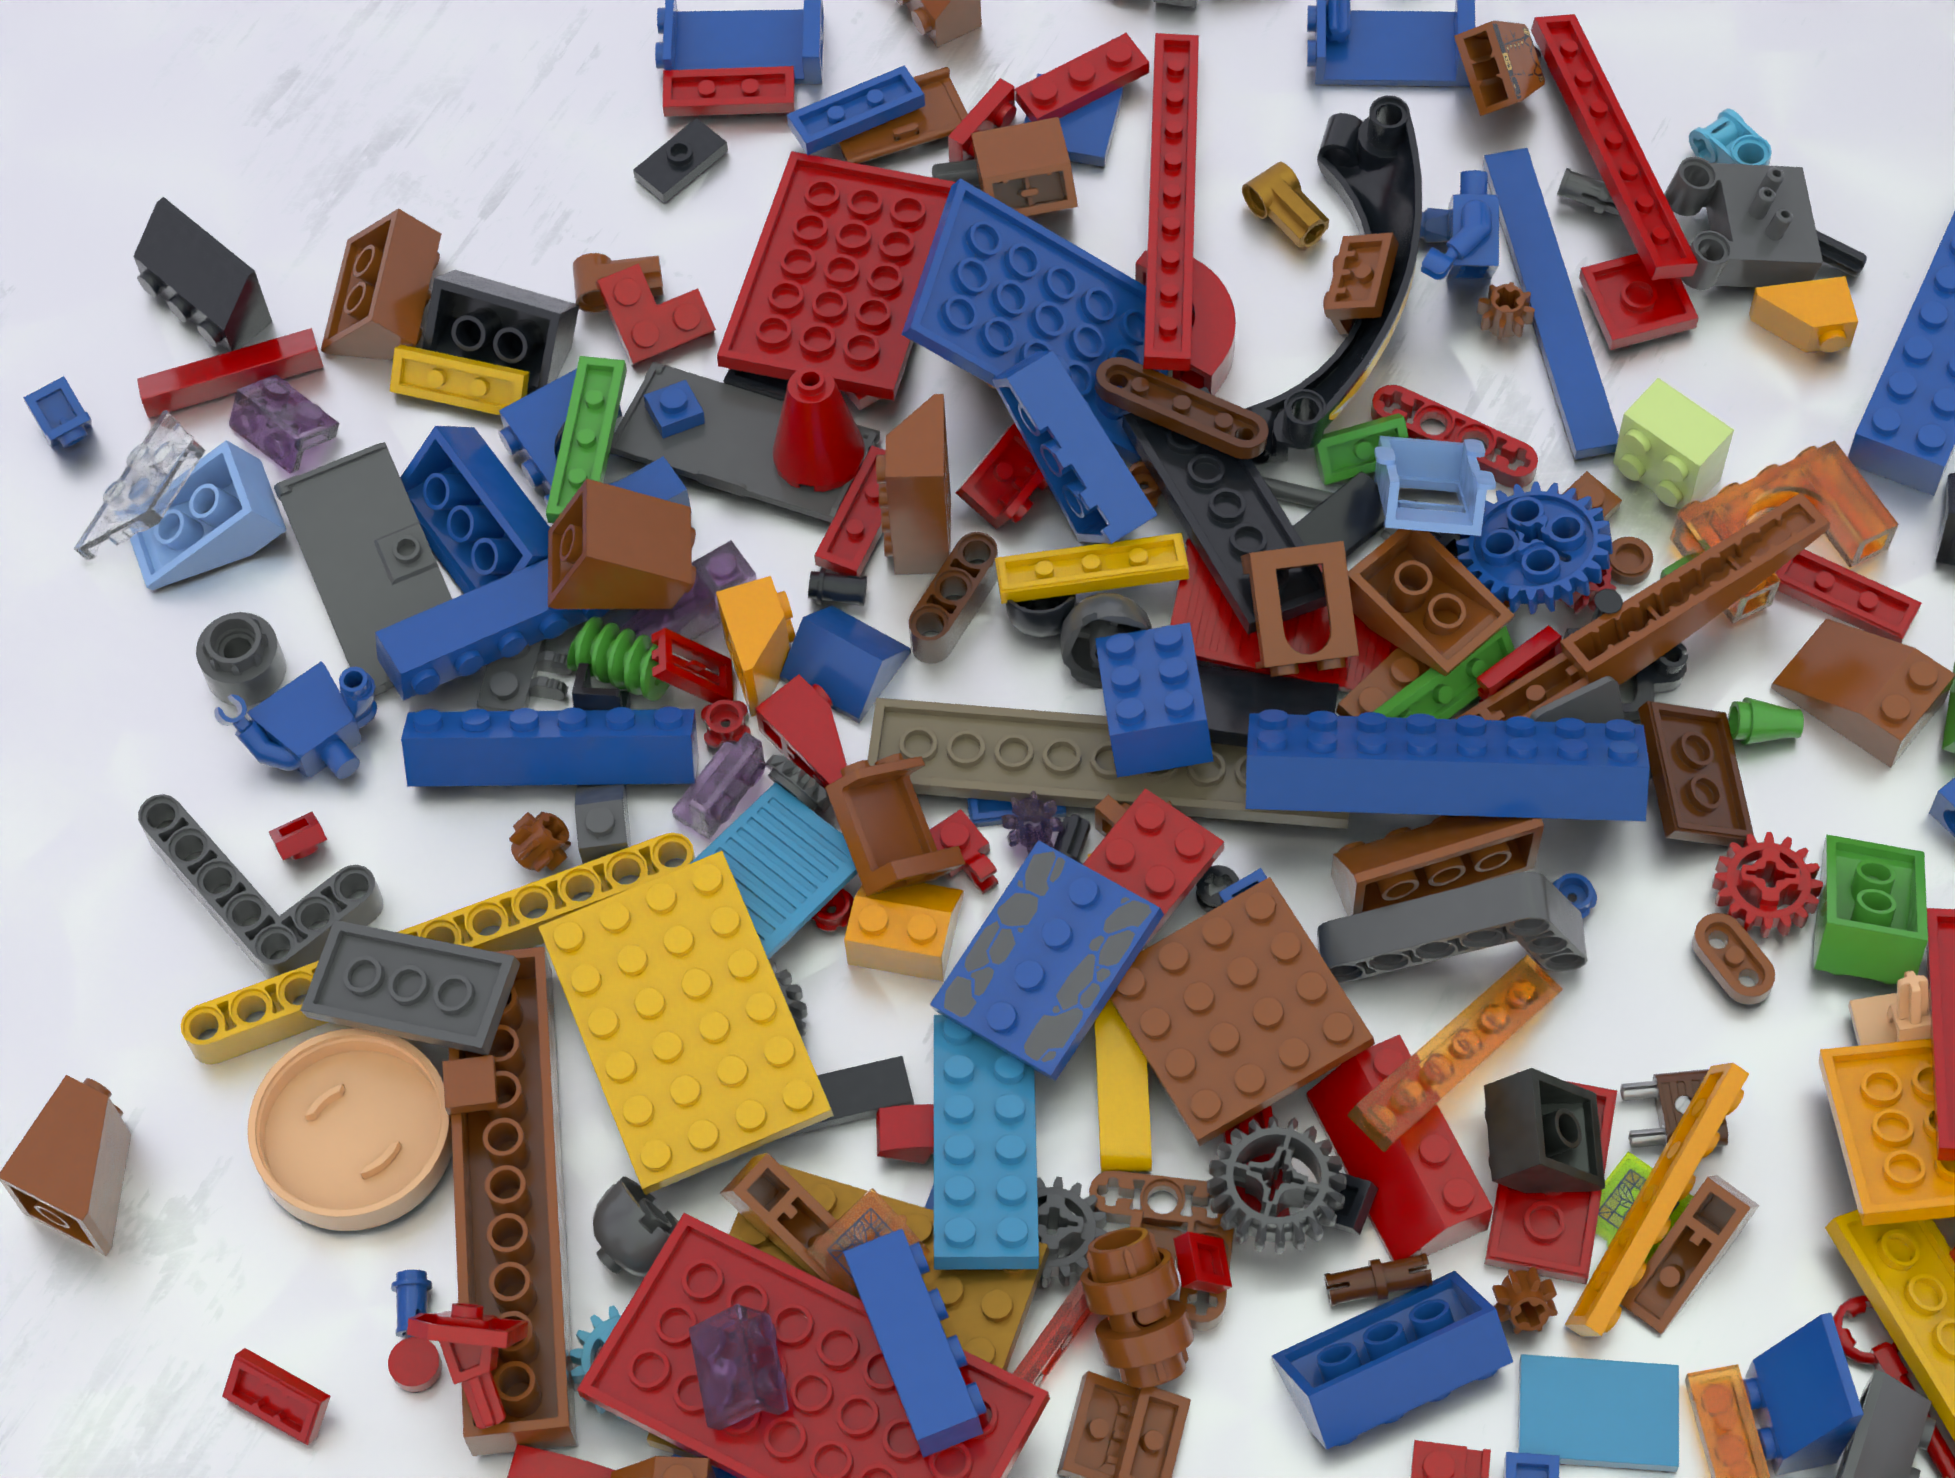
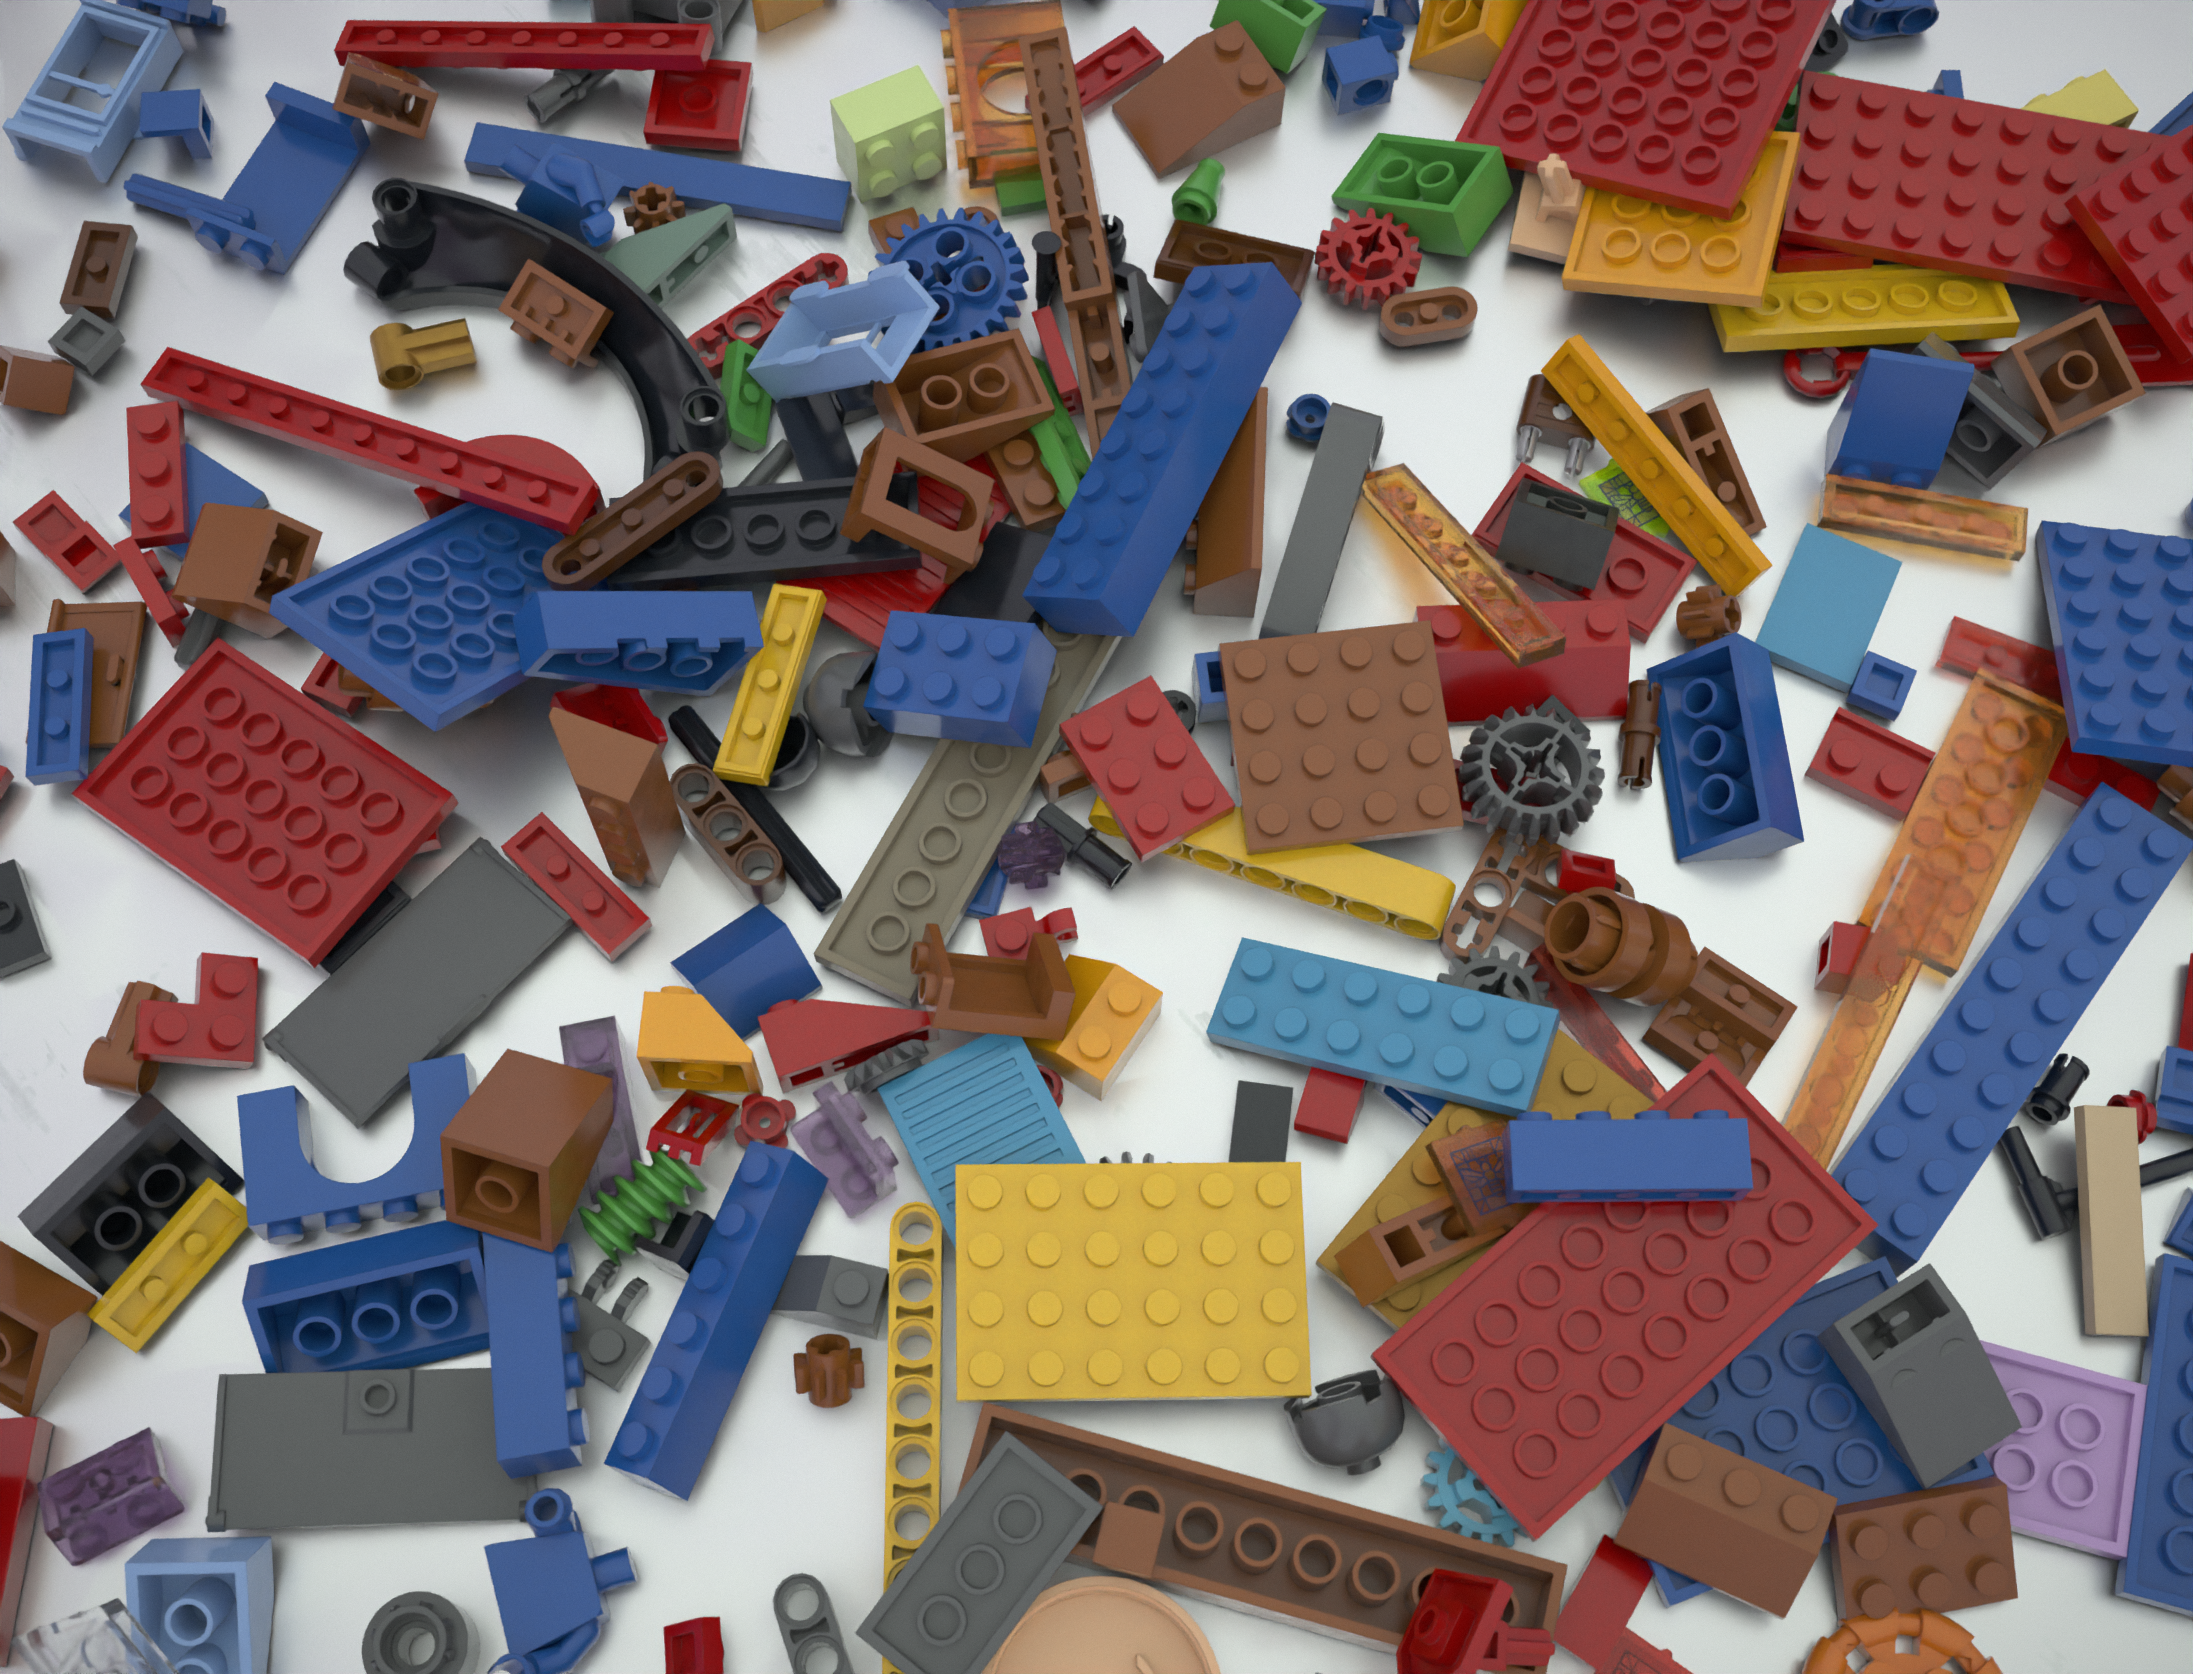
camera: 75 degrees left, 5 degrees up
(587, 429) = (347, 1134): bright green plate -> none
(674, 409) = (343, 1035): blue plate -> none
(738, 1366) = (1585, 1353): clear purple bracket -> none
(816, 433) = (471, 892): red cone -> none
(837, 587) = (655, 947): black pin -> none
(981, 620) = (796, 857): none -> black axle
(1002, 51) = (67, 541): none -> red slope
(1047, 960) = (1215, 888): blue plate -> none
(1455, 333) = (675, 252): none -> sand green slope

